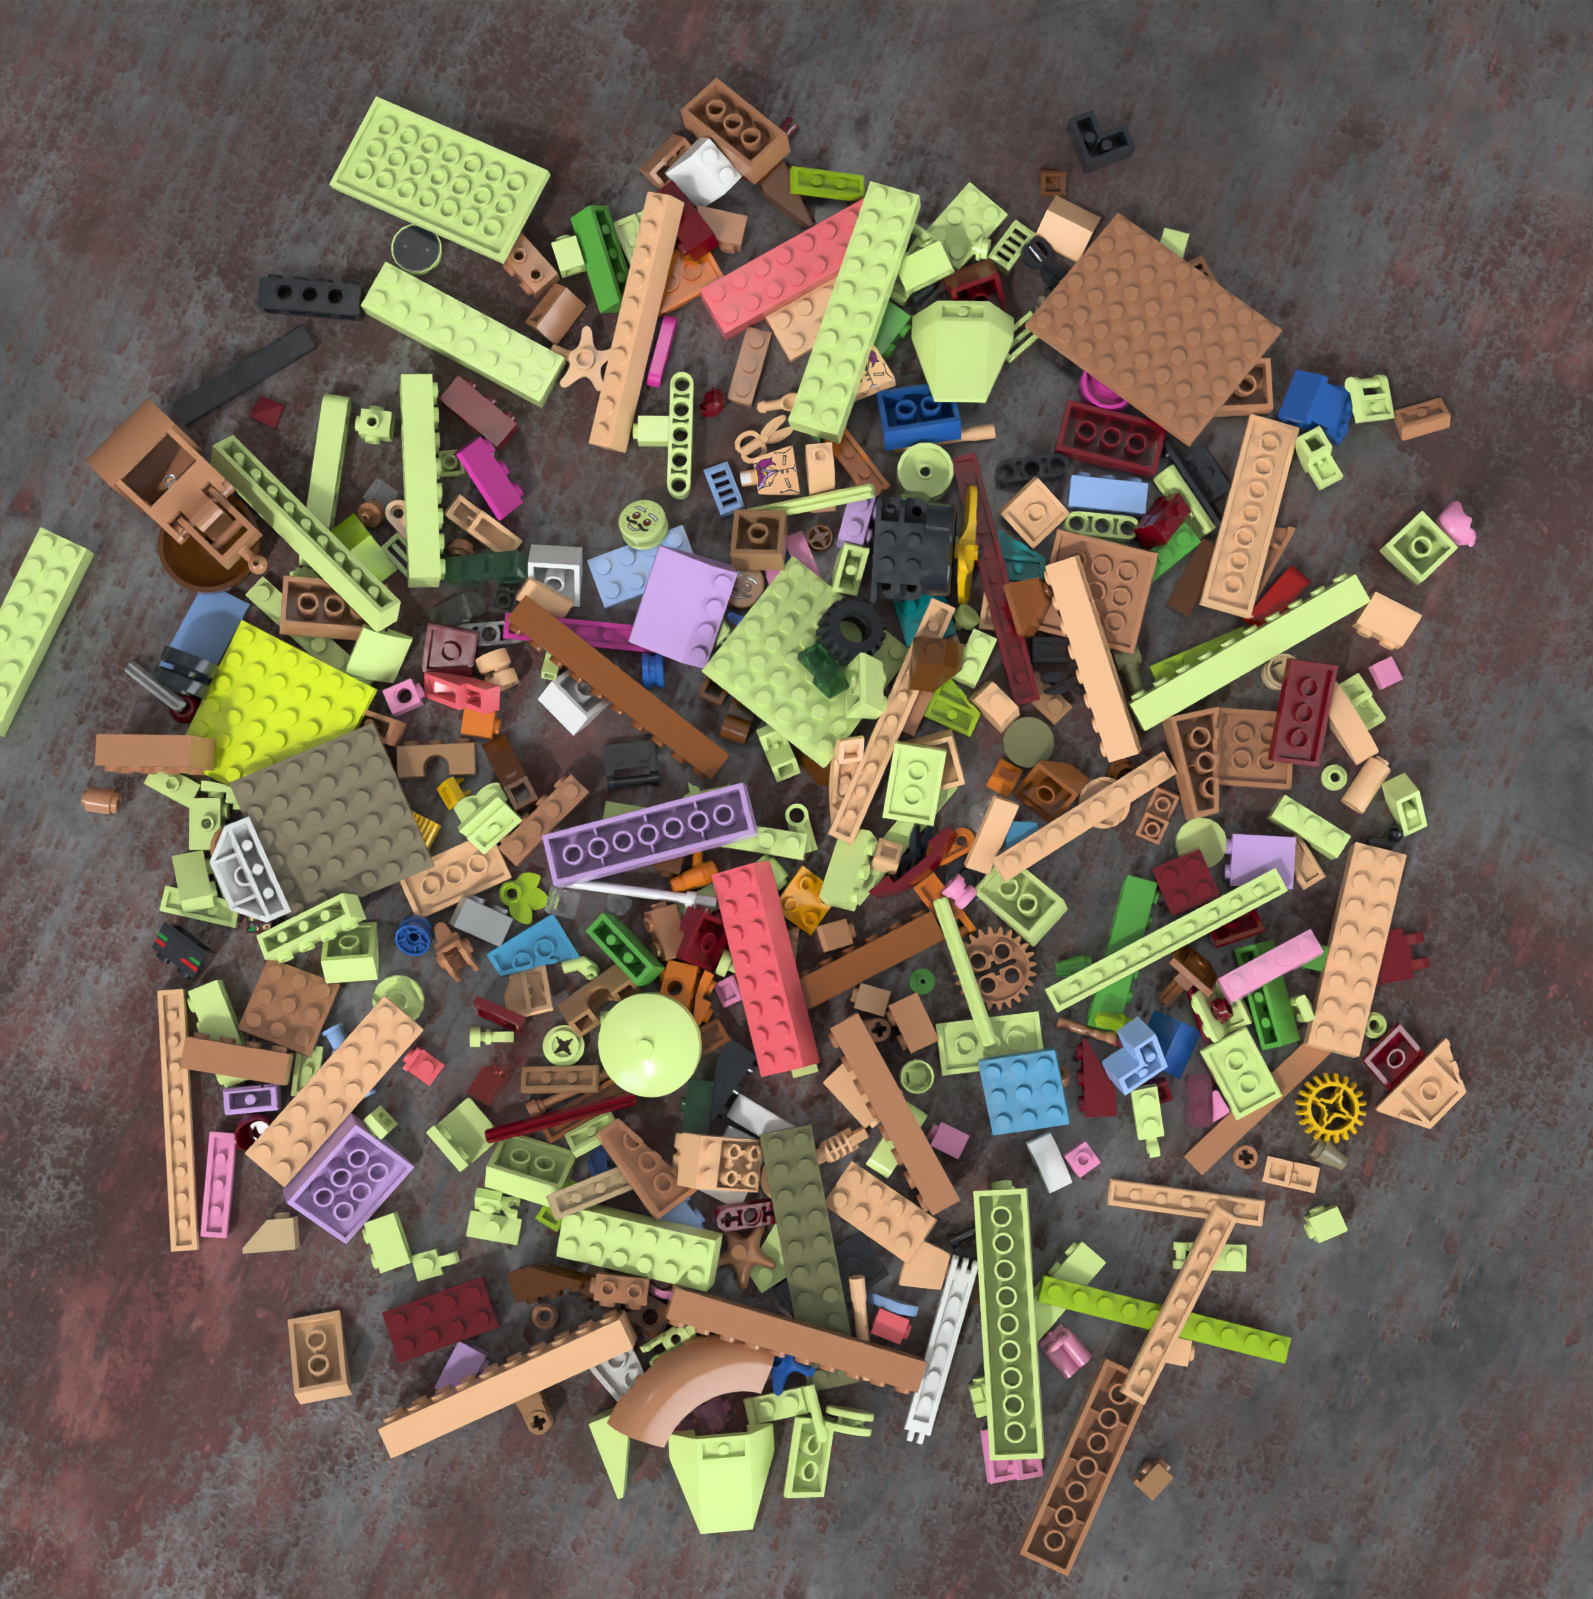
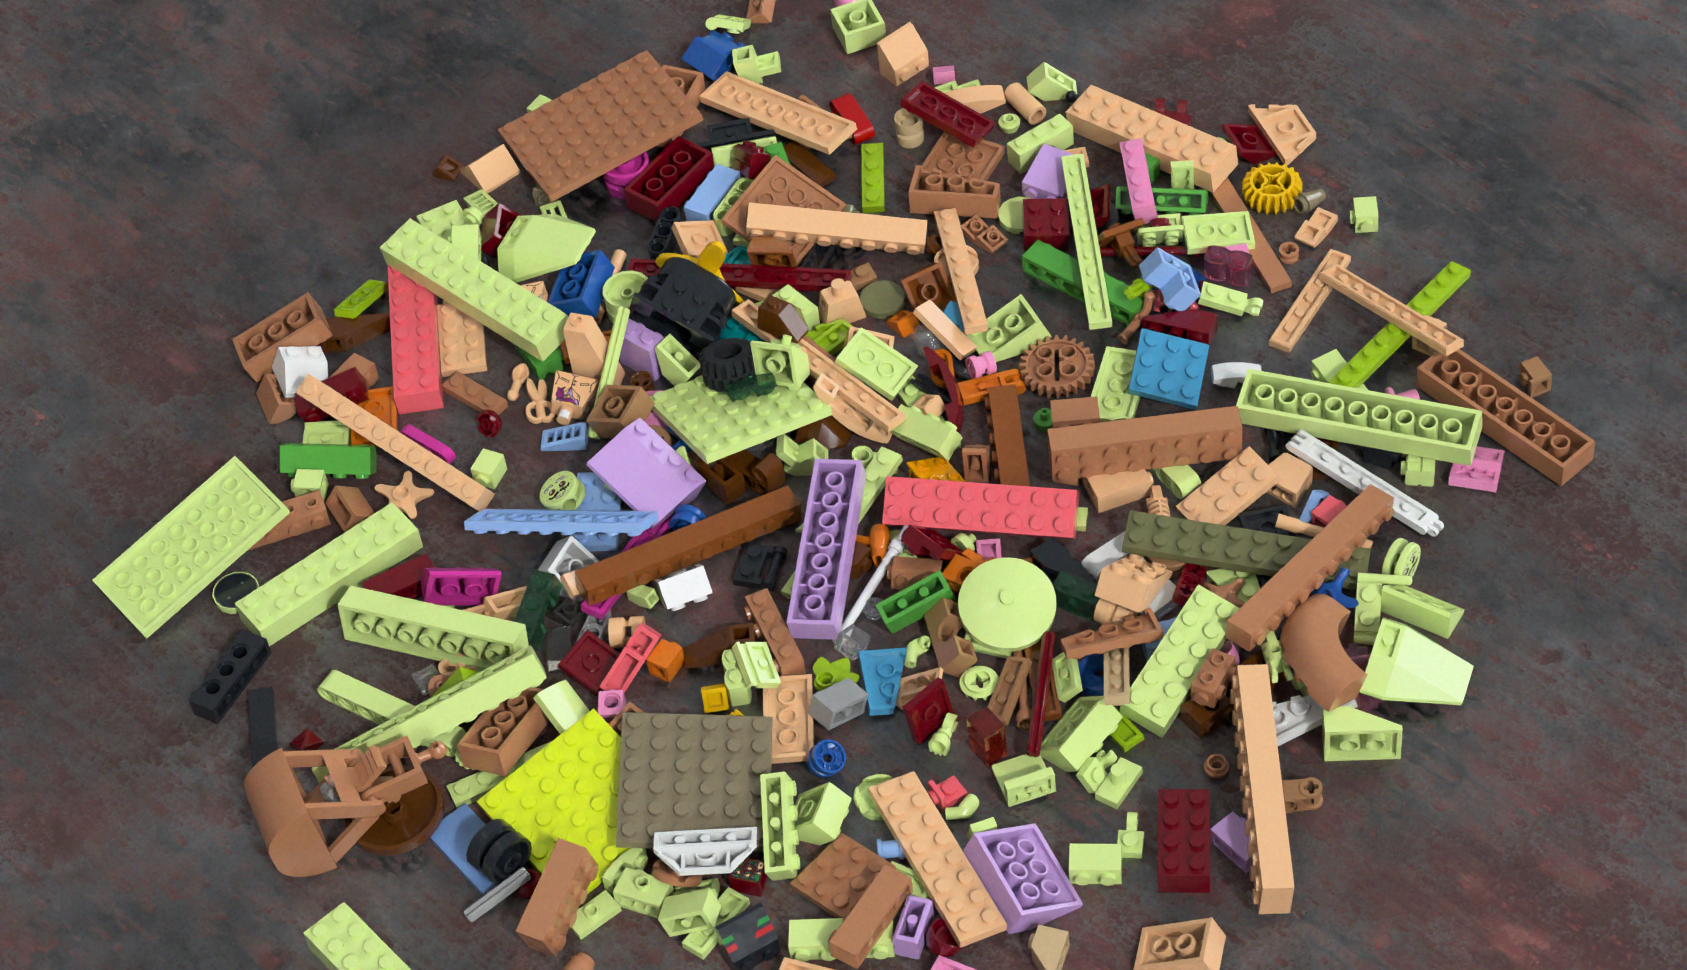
camera: 60 degrees left, 35 degrees down
(375, 433) = (367, 657): yellowish green brick -> none
(412, 1091) = (964, 810): none -> yellowish green arm
(414, 758) = (683, 685): medium nougat arch -> none
(453, 951) = (857, 732): nougat hinge -> none
(542, 1279) = (1180, 749): reddish brown slope -> none
(597, 545) = (564, 521): none -> light blue plate
(676, 424) = (518, 455): yellowish green beam -> none
(870, 999) = (1037, 454): light nougat brick -> none
(894, 680) = (786, 340): none -> yellowish green piece
(964, 972) = (1048, 378): yellowish green axle -> none
(1048, 267) = (502, 189): black piece -> none
(1073, 965) = (1080, 318): bright green cone -> none
(1081, 1158) = (1242, 348): bright pink brick -> none
(1098, 148) = (435, 131): black brick -> none
(1230, 1259) = (1354, 309): yellowish green plate -> none
(1248, 651) = (881, 133): yellowish green brick -> none

